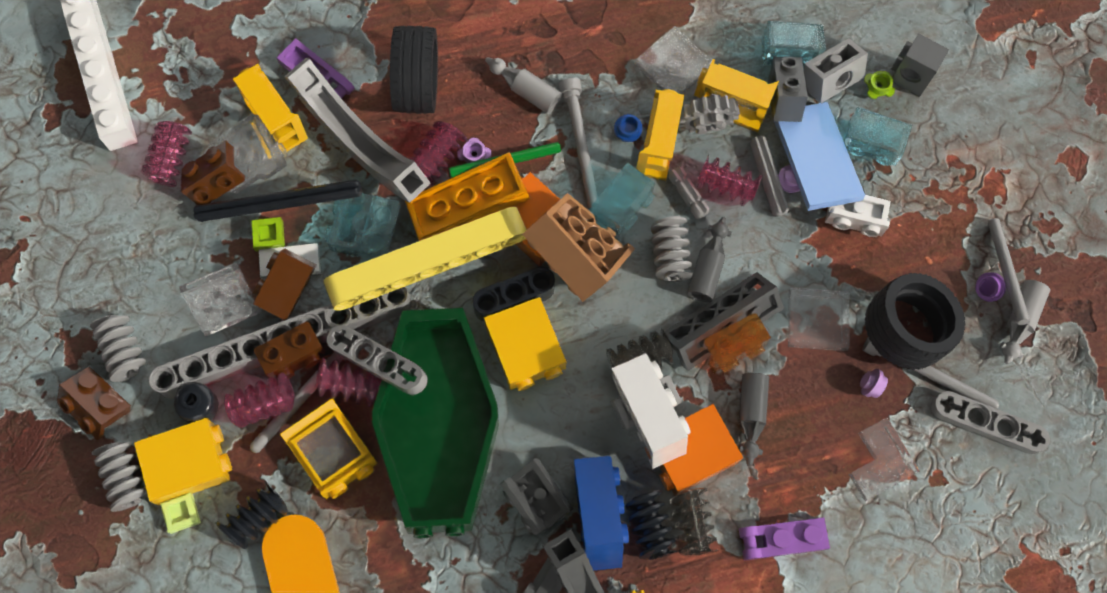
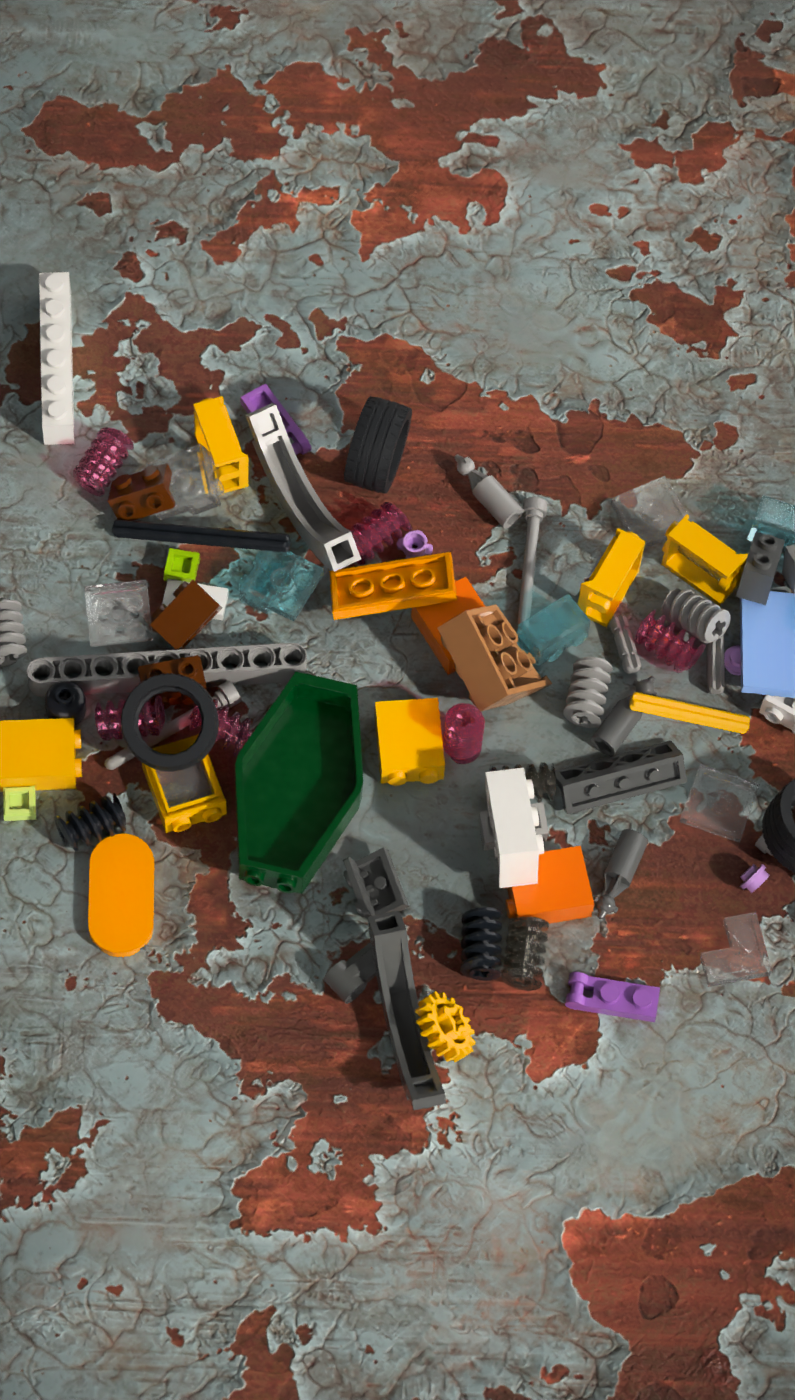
camera: 15 degrees right, 10 degrees down
(277, 437) = (157, 685): none -> black tyre
(377, 357) = (259, 705): light grey beam -> none
(425, 258) = (334, 628): light yellow beam -> none
(518, 156) = (458, 560): green bar -> none
(523, 283) = (424, 681): black beam -> none
(573, 312) = (463, 733): none -> clear pink piece
(600, 512) = (432, 916): blue wedge -> none
(628, 128) = (582, 563): blue plate -> none
(708, 114) = (667, 569): light grey gear -> none
(736, 342) = (624, 799): clear orange bracket -> none
(745, 149) = (696, 615): none -> light grey piece
(767, 243) = (689, 712): none -> yellow axle

